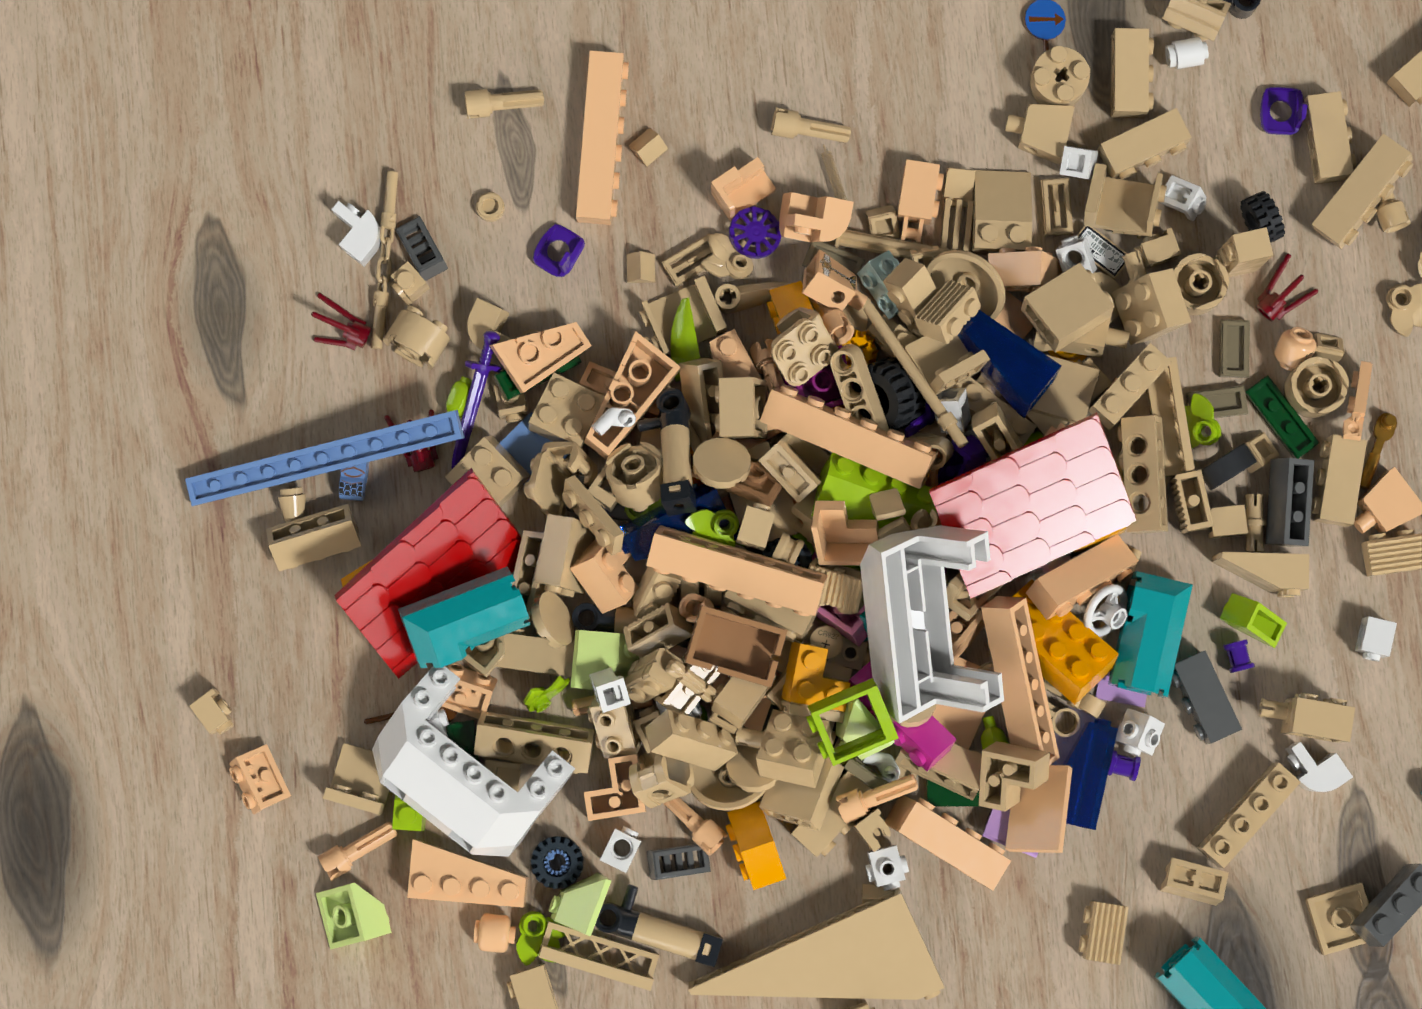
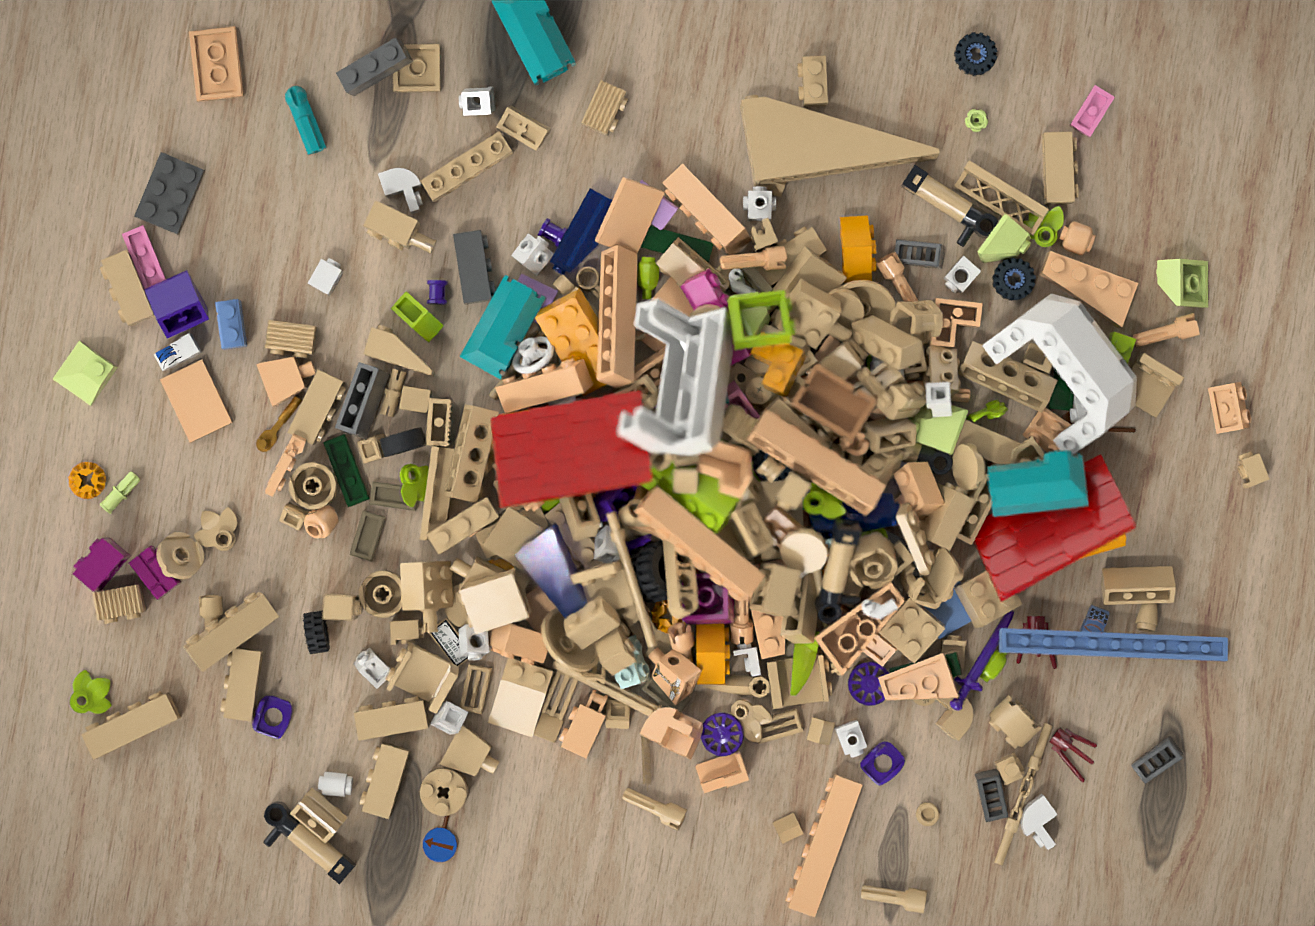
camera: 170 degrees left, 5 degrees up
(221, 345) = (1168, 742): none -> dark grey slope
(600, 337) = (868, 683): none -> dark purple wheel
(603, 278) = (847, 730): none -> white brick
(743, 325) = (752, 662): none -> white bracket
(802, 346) = (715, 624): tan piece -> none
(1006, 770) = (645, 251): tan brick -> none
(1264, 889) = (470, 107): none -> white brick
(1273, 305) = (326, 561): dark red plant -> none

